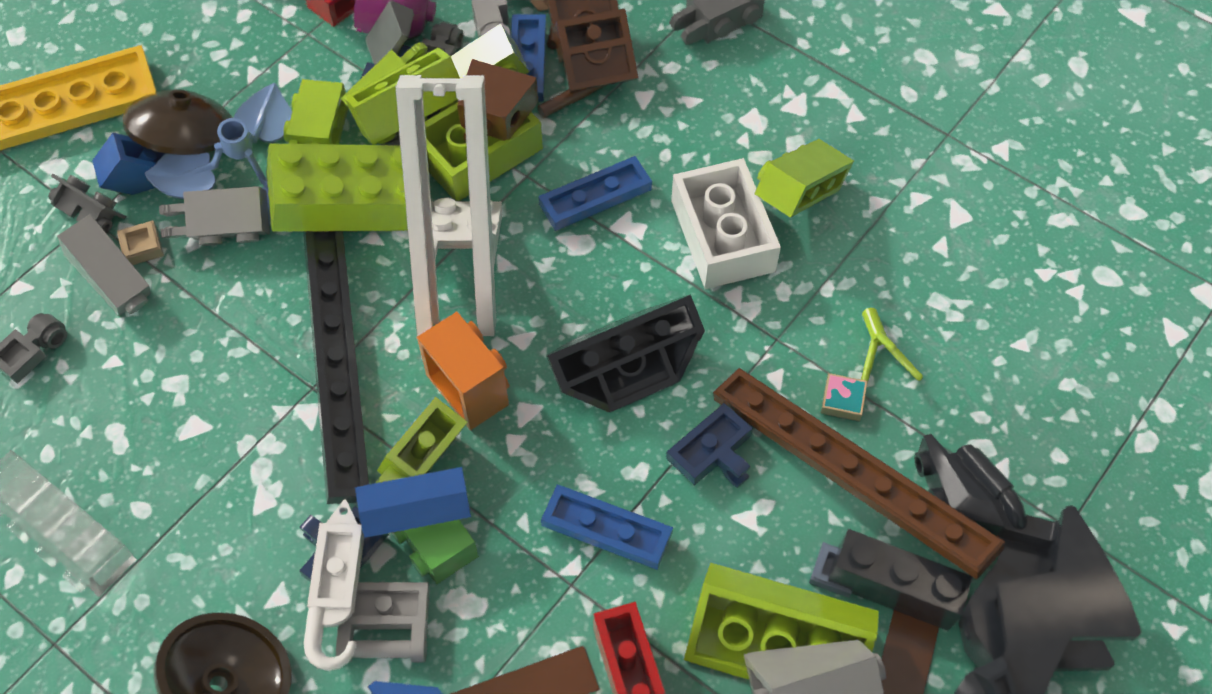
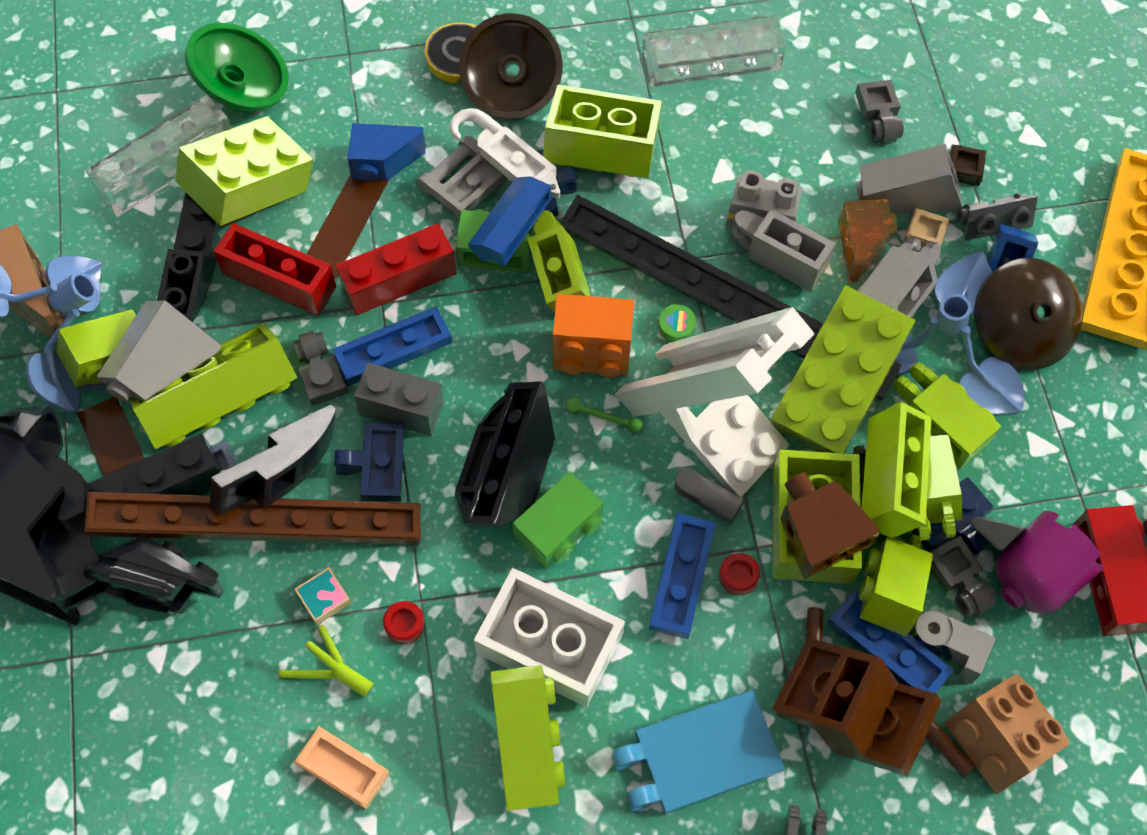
camera: 130 degrees right, 5 degrees up
(42, 258) = (968, 164): none -> dark brown tile
(187, 269) = (865, 233): none -> clear orange slope
(216, 353) = (761, 195): none -> light grey hips
(240, 526) = (602, 131): none -> lime brick
(251, 307) = (783, 246): none -> light grey hinge
(387, 345) = (676, 323): none -> bright green tile
(518, 221) = (707, 494): none -> dark grey bar
(527, 361) = (574, 407): none -> bright green hinge
(535, 582) = (397, 269): none -> red brick
(558, 168) = (739, 574): none -> red tile
(630, 286) = (559, 520): none -> bright green brick
(650, 471) = (399, 398): none -> dark grey brick
(683, 562) = (320, 375): none -> dark grey plate
(703, 107) = (701, 754): none -> dark azure tile
(779, 485) = (275, 472): none -> black slope
(803, 332) = (404, 622): none -> red tile
(930, 286) = (342, 767): none -> light nougat tile

